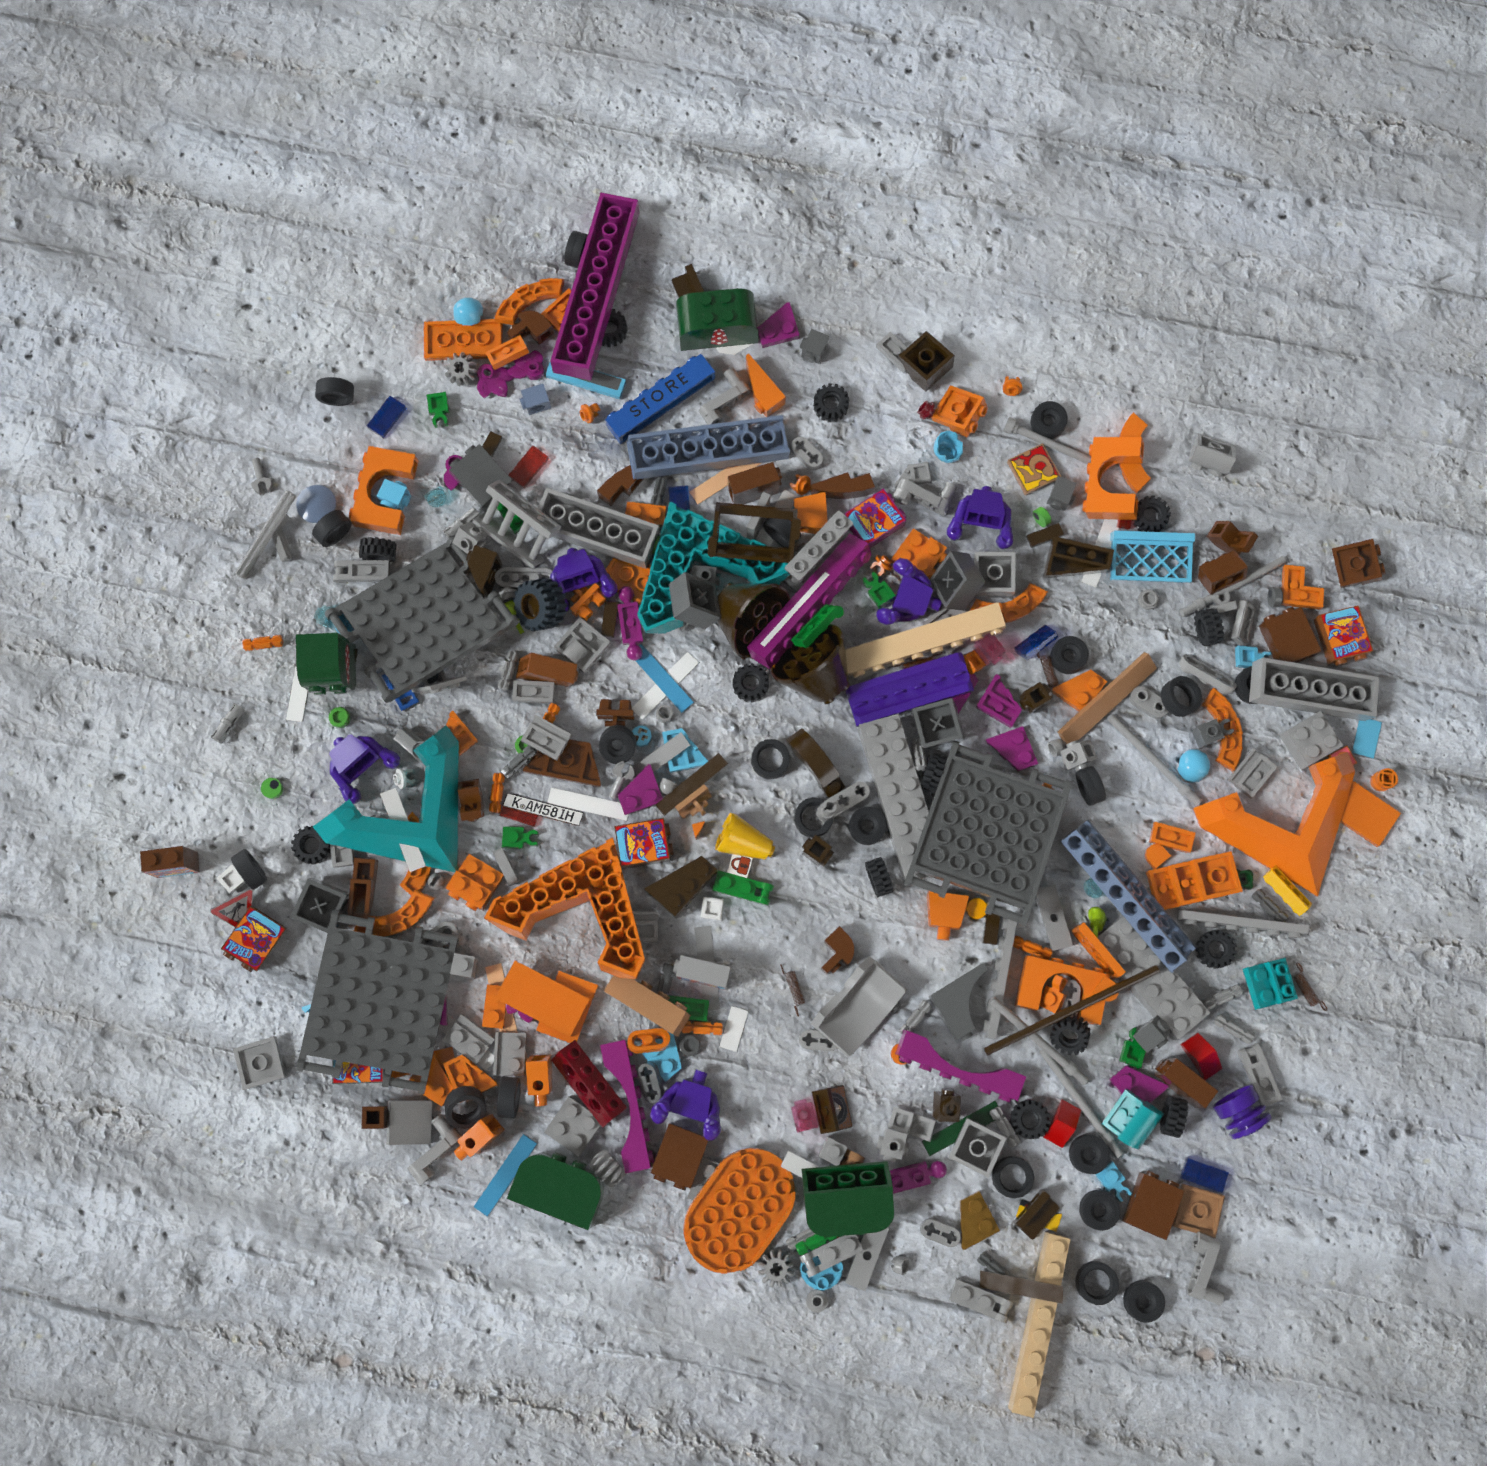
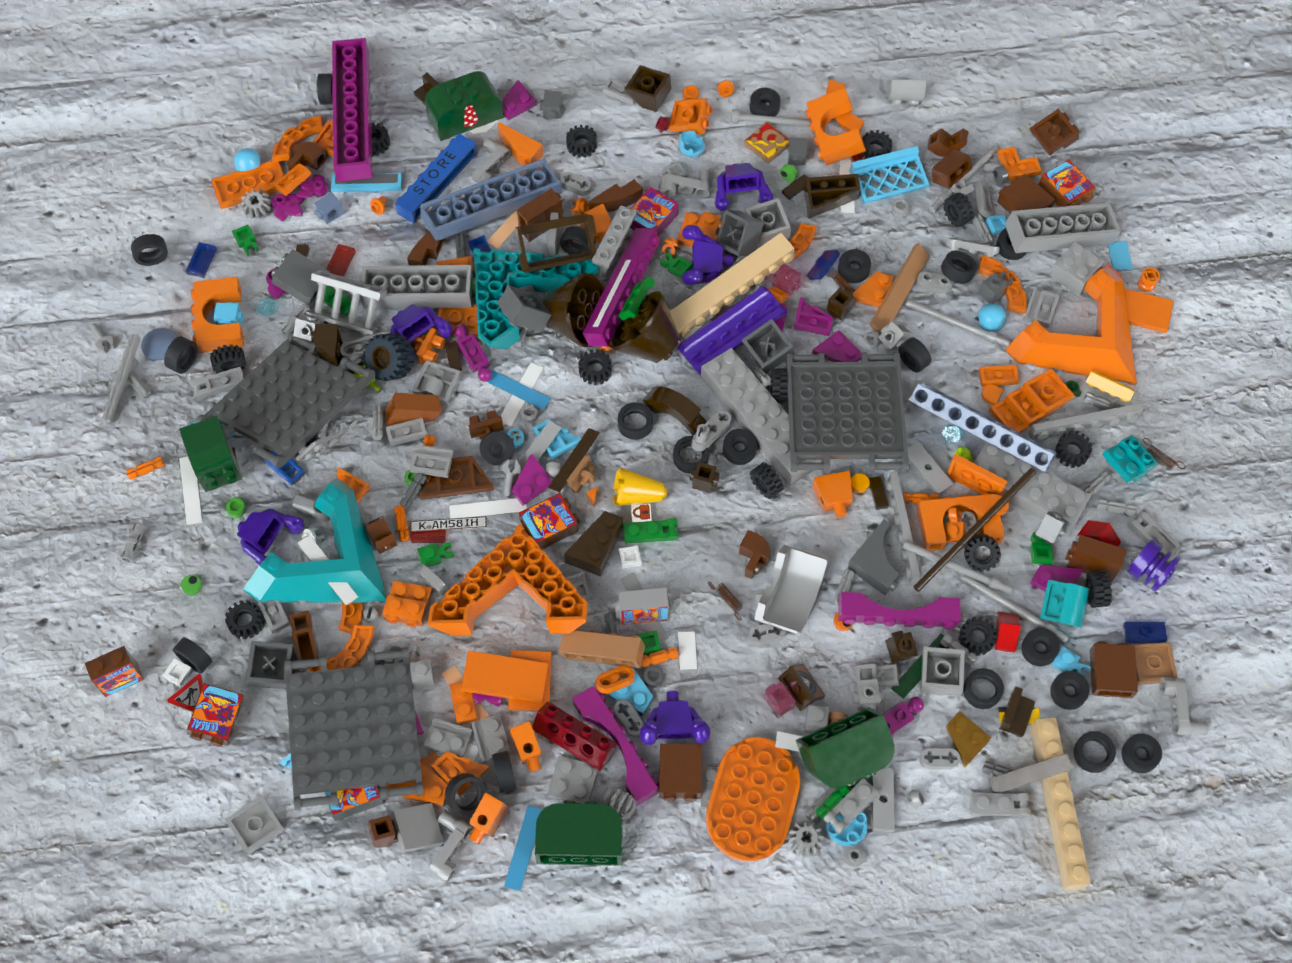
camera: 20 degrees left, 15 degrees down
(972, 379) = (690, 92): none -> orange tile
(1228, 656) = (982, 229): none -> light grey axle

